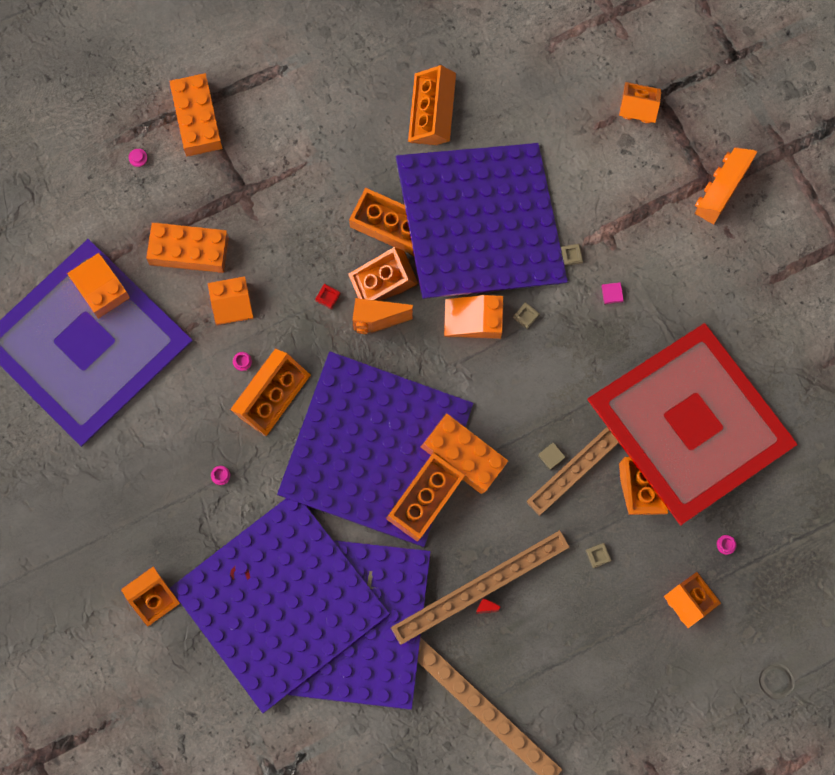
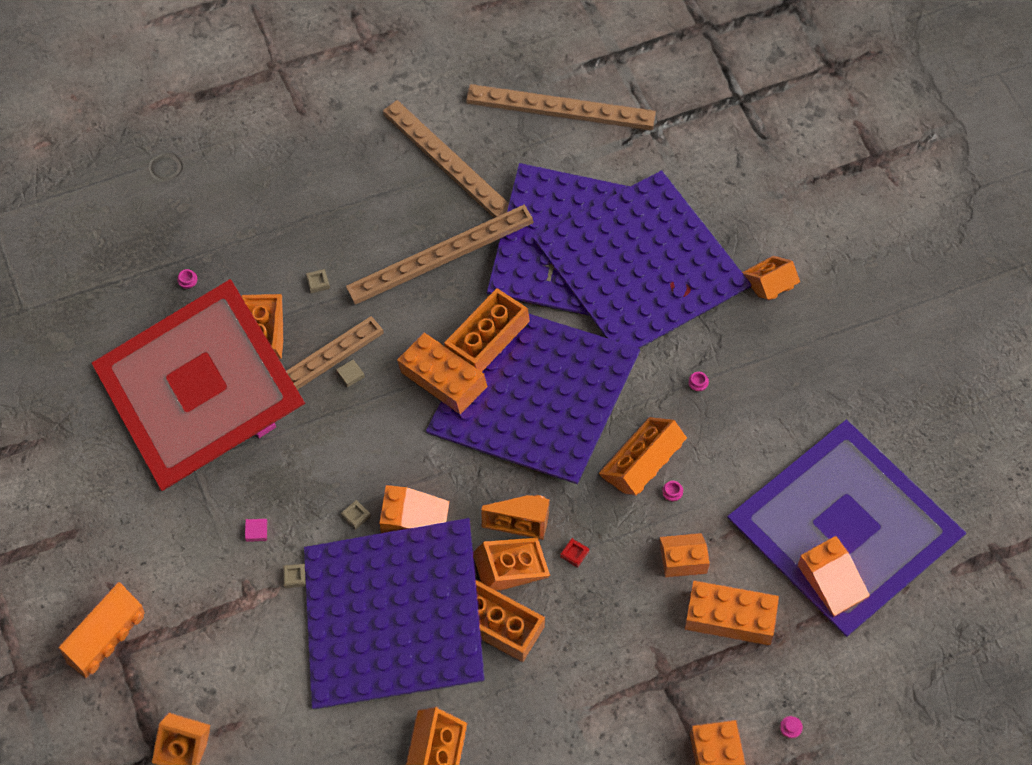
camera: 175 degrees left, 15 degrees down
(487, 607) = (433, 239): red slope -> none
(692, 600) = (231, 232): orange slope -> none

